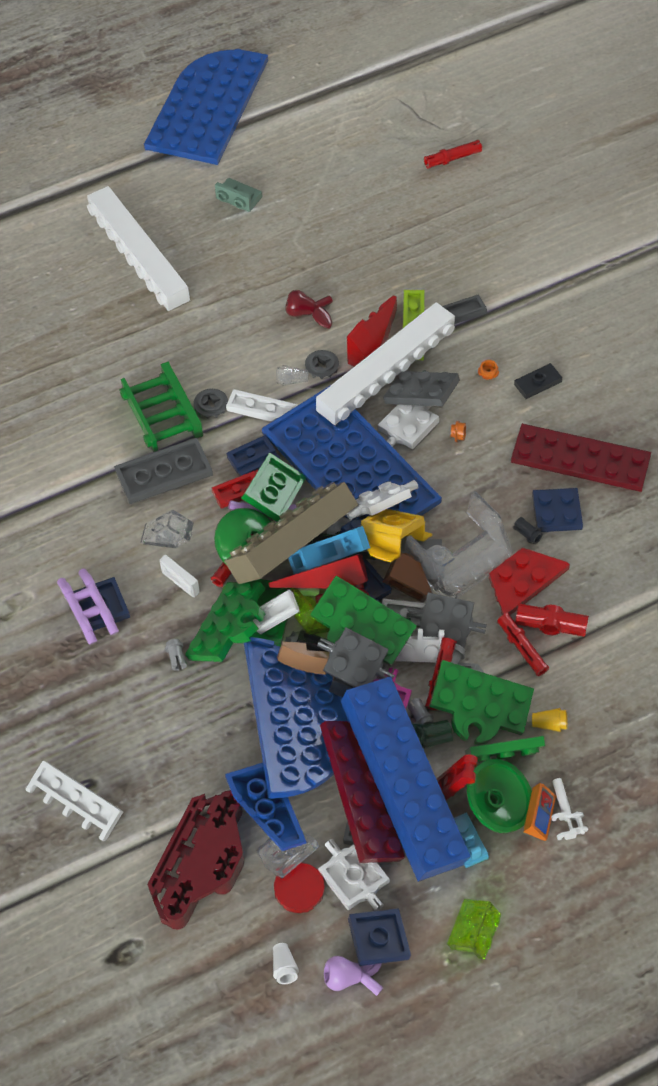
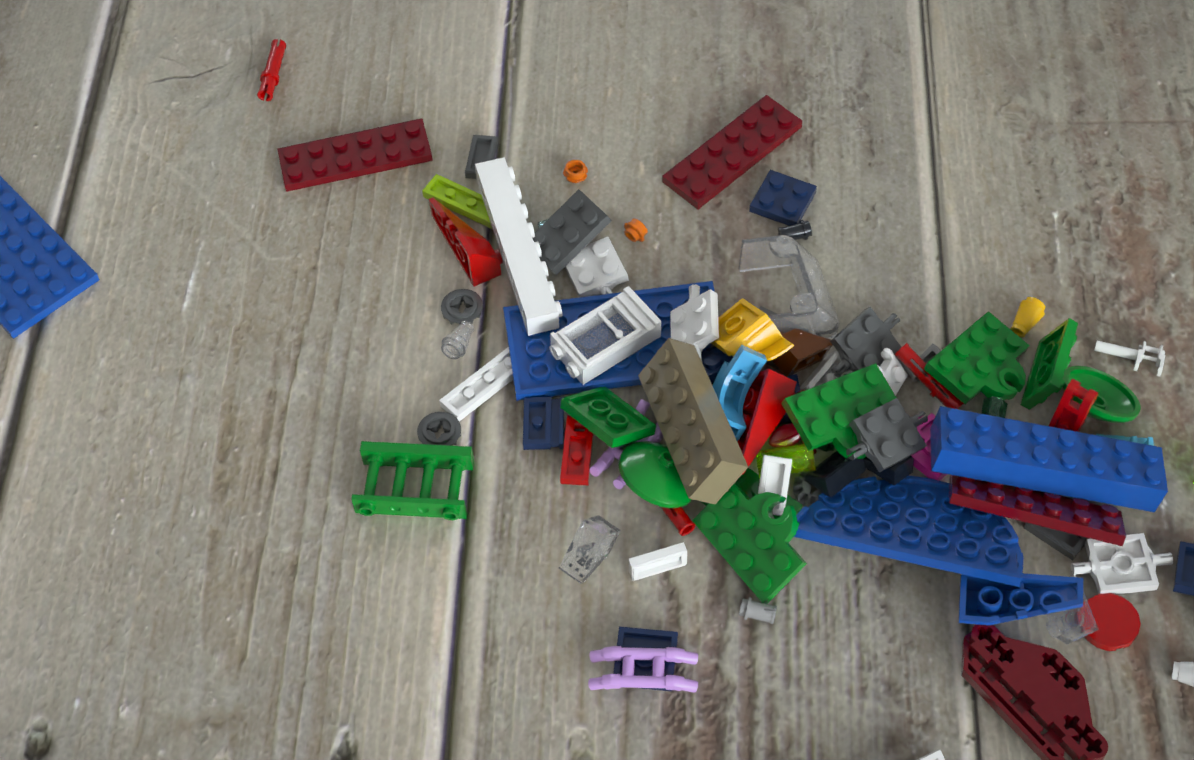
camera: 60 degrees left, 0 degrees up
(138, 248) = (162, 404): white brick -> none
(163, 470) = (501, 517): dark grey plate -> none
(238, 194) = (163, 278): sand green bracket -> none
(298, 657) = (848, 486): medium nougat slope -> none
(300, 304) = (368, 288): dark red piece -> none
(339, 452) = (605, 336): none -> white door
(414, 239) = (354, 154): none -> dark red plate
(517, 637) = (895, 299): red pin -> none
(524, 577) = (848, 263): red wing -> none
(538, 381) = (617, 140): black plate -> none
(540, 812) = (1125, 375): slope -> none
(551, 620) = (913, 262): red piece -> none

